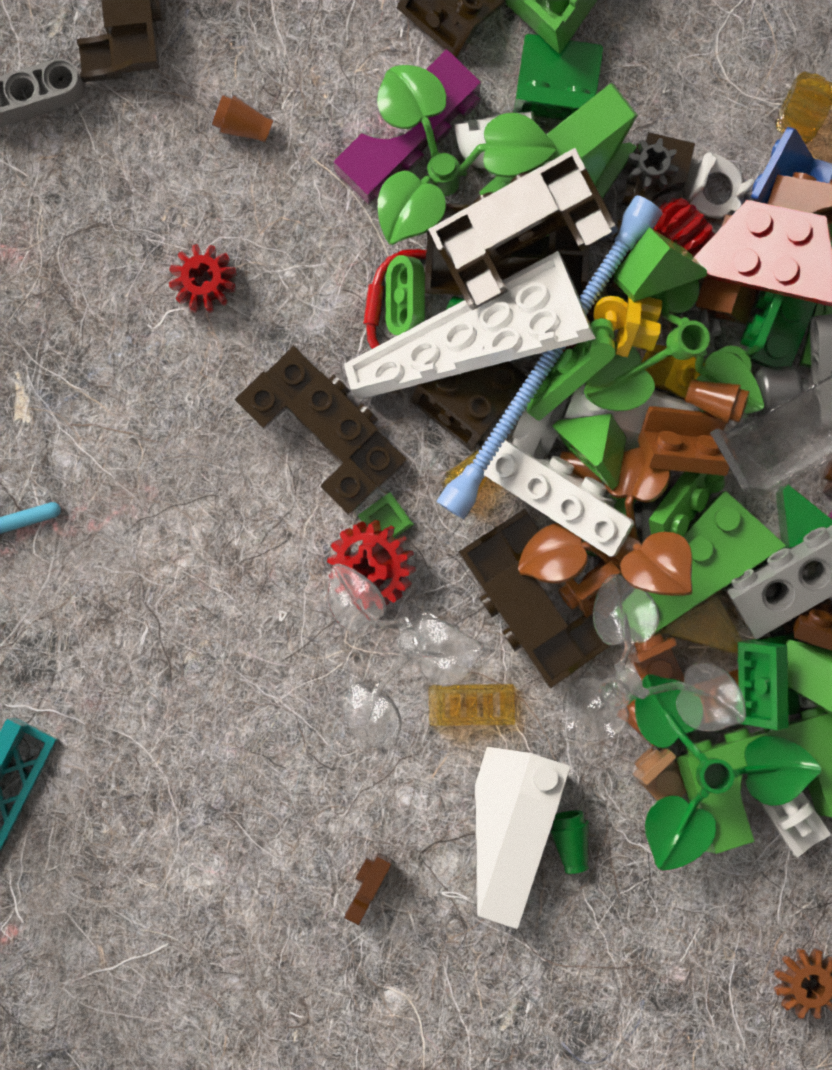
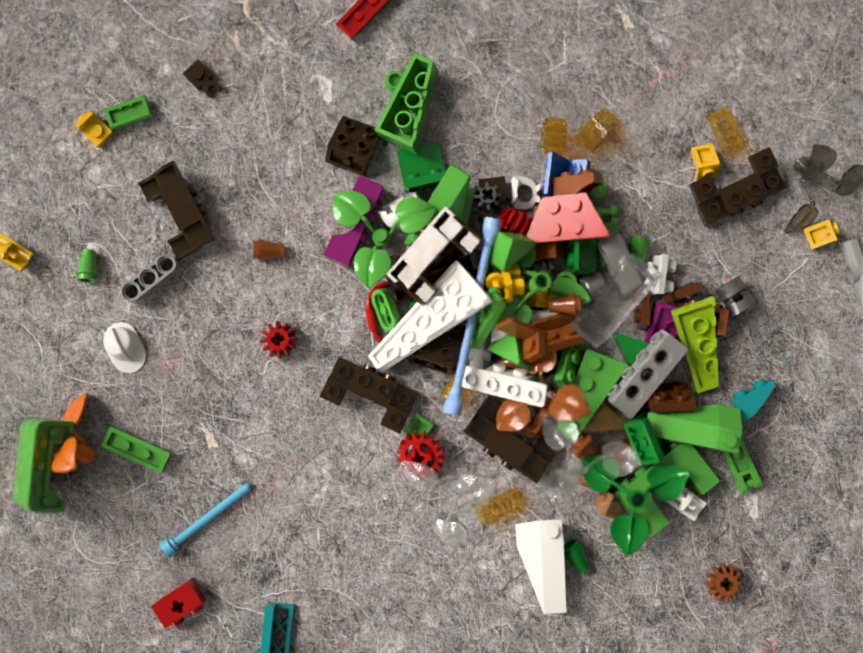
camera: 20 degrees left, 0 degrees up
(371, 876) = (481, 613): reddish brown plate -> none
(638, 429) = (532, 338): none -> dark orange bracket

